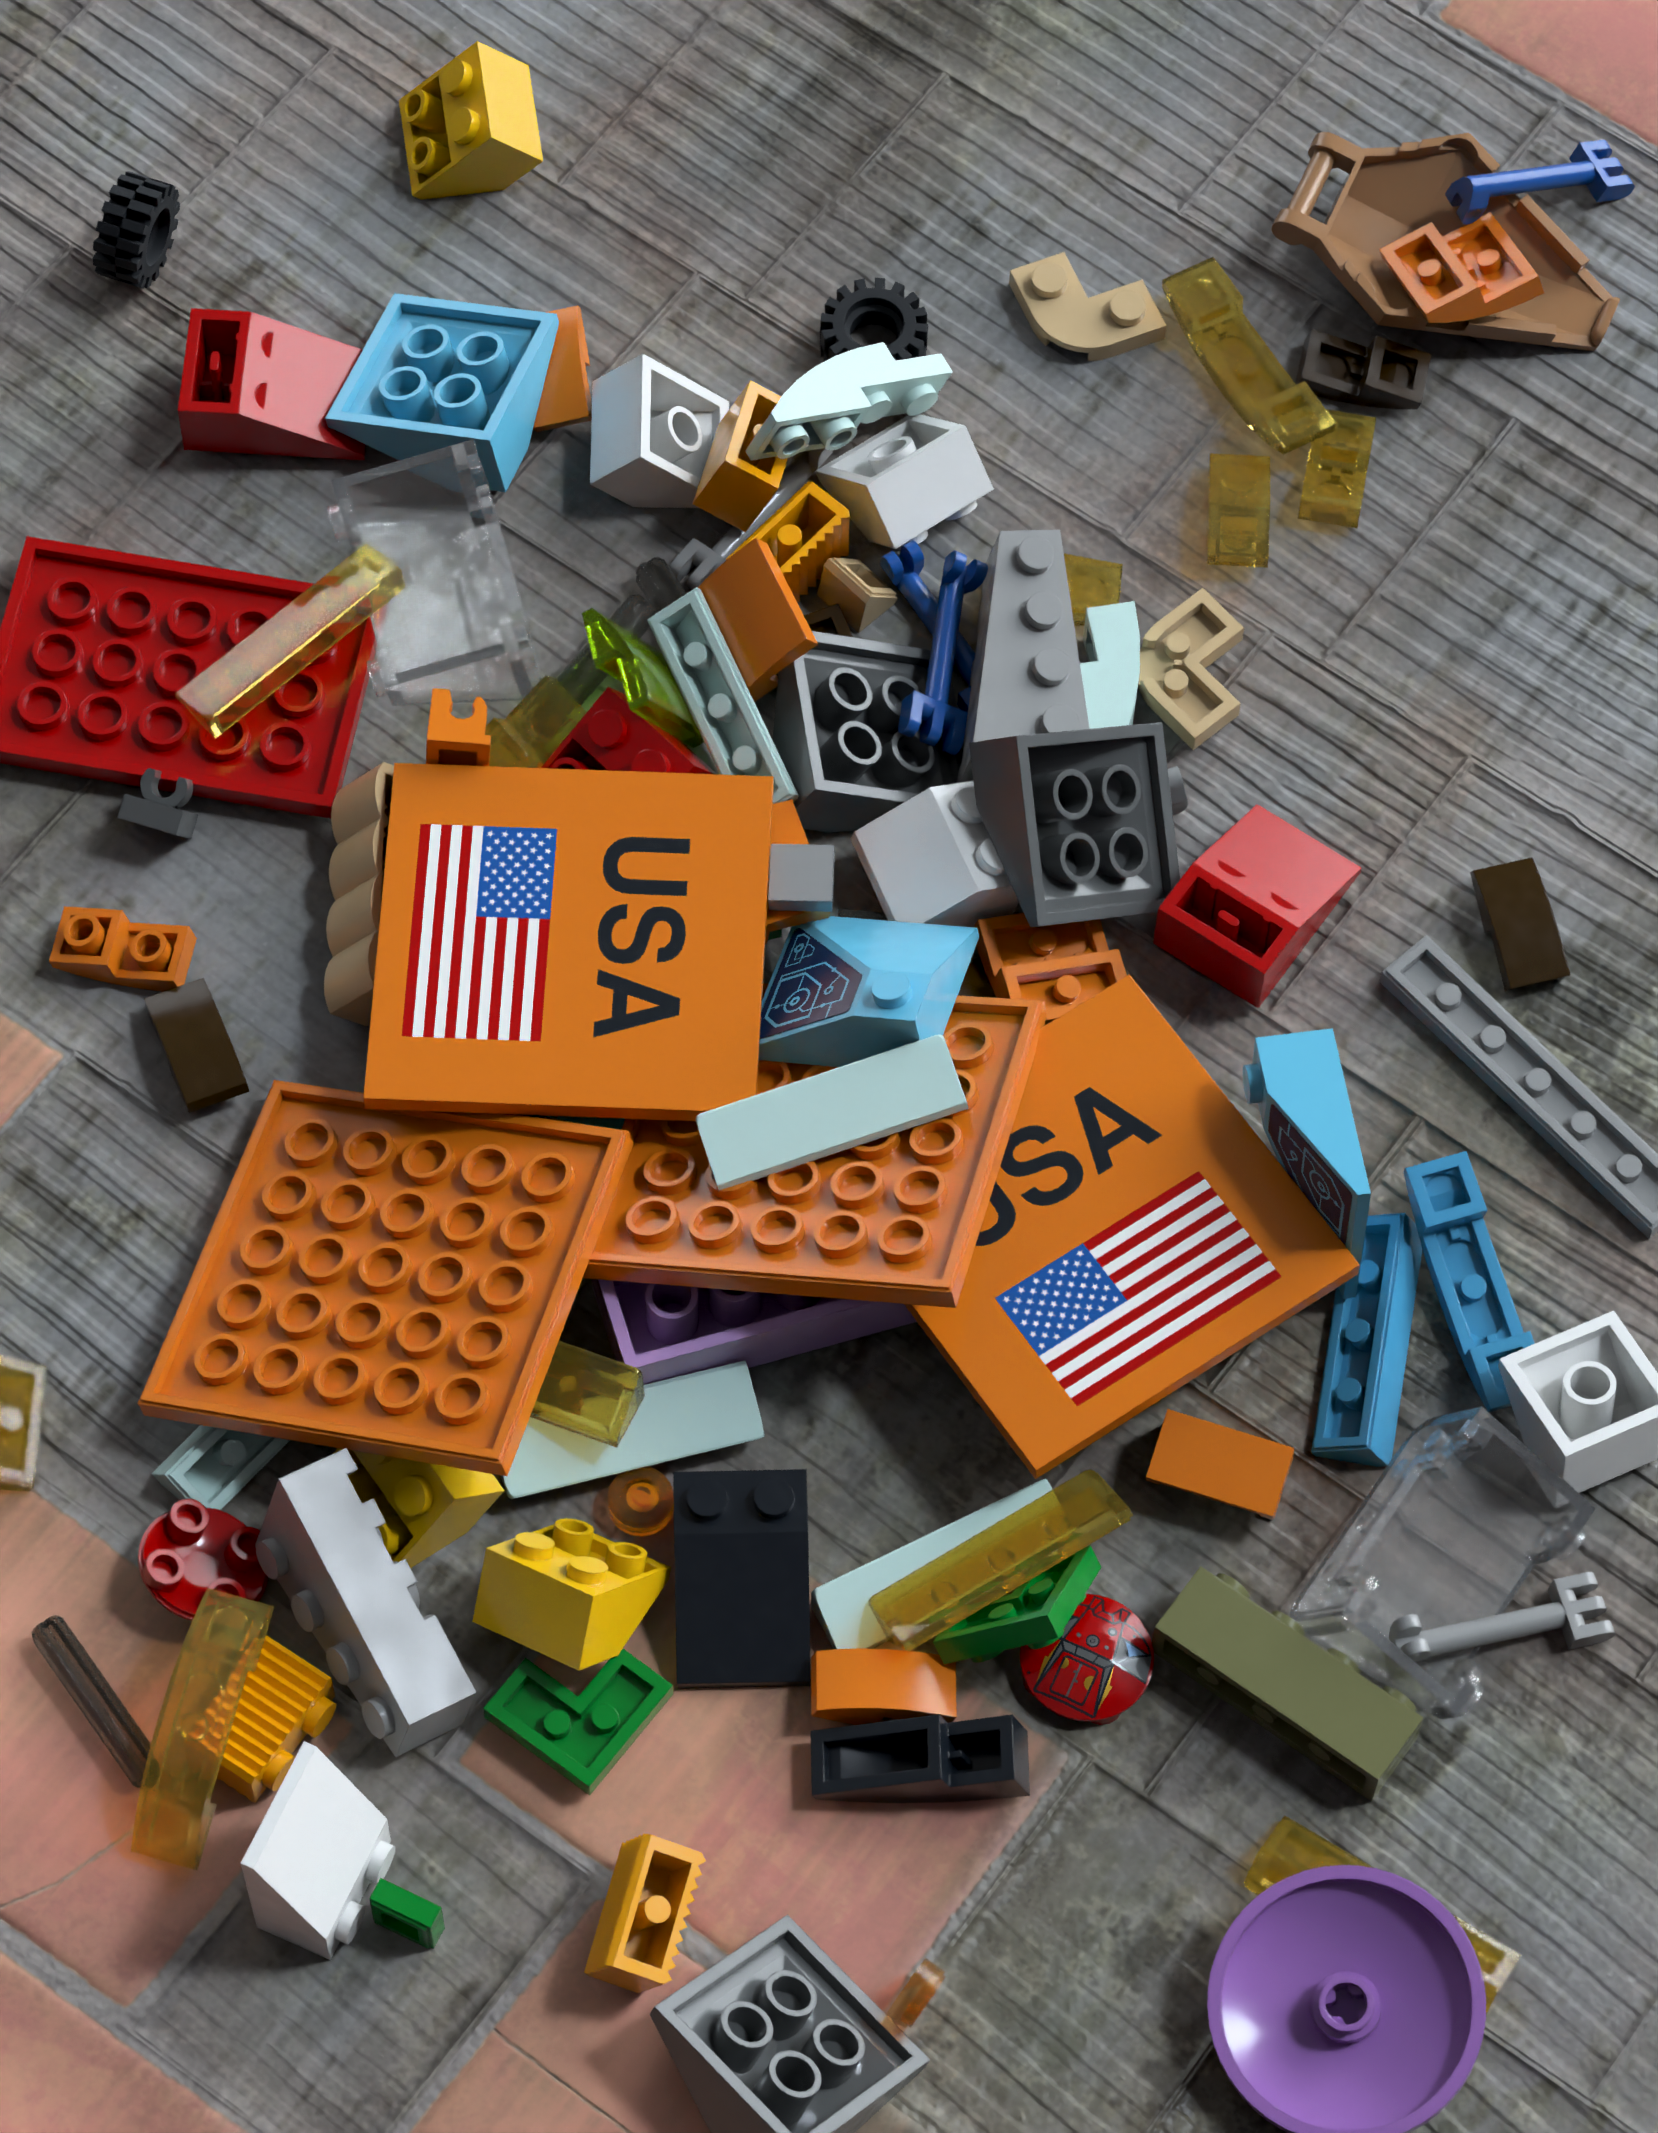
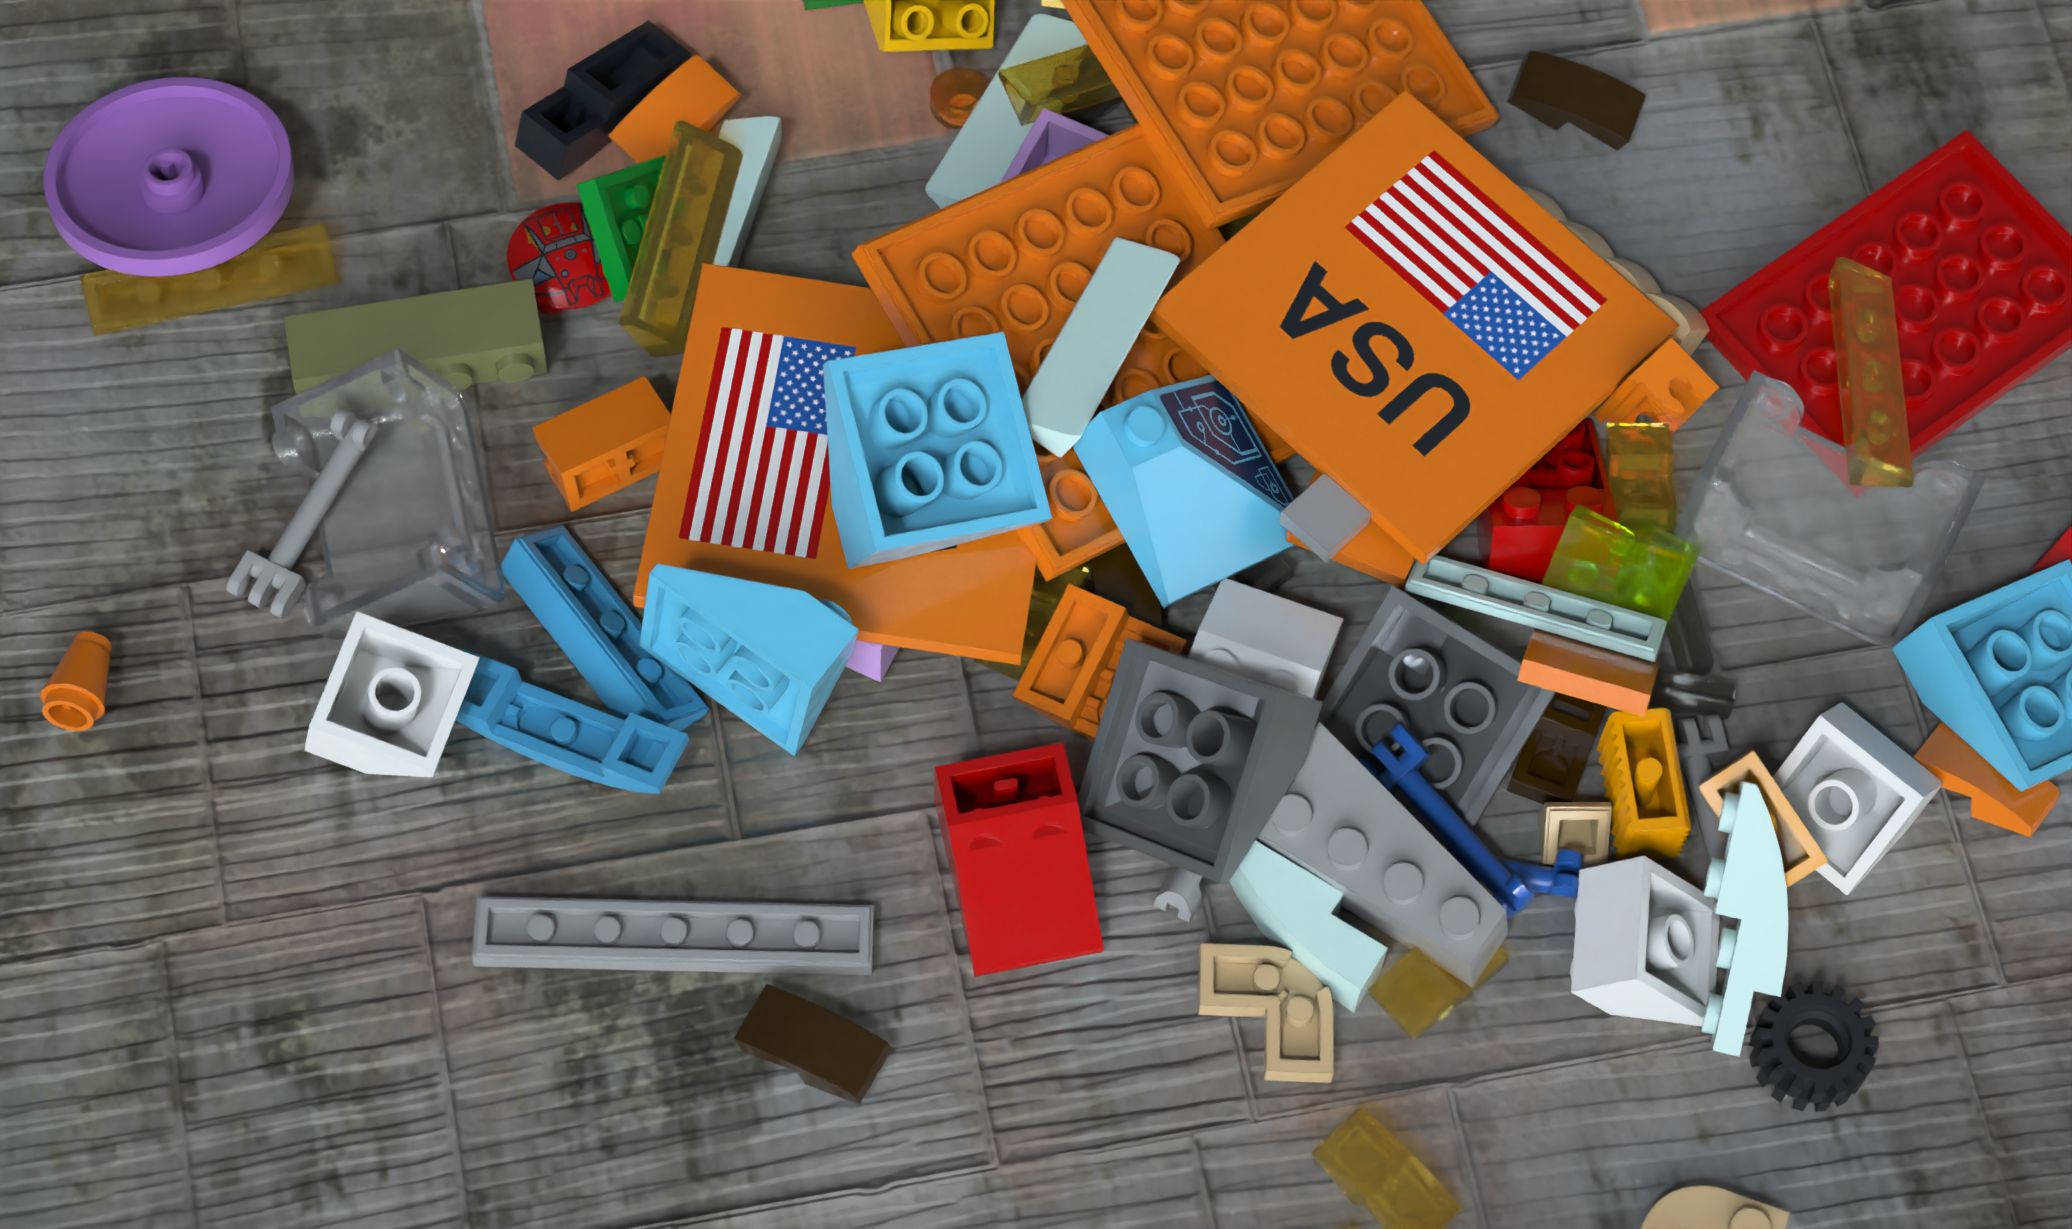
camera: 130 degrees right, 0 degrees up
(120, 952) = (1703, 118): orange slope -> none
(159, 811) = (1796, 204): dark grey tile -> none
(741, 1579) = (845, 103): black slope -> none
(1065, 1111) = (929, 449): none -> medium azure slope

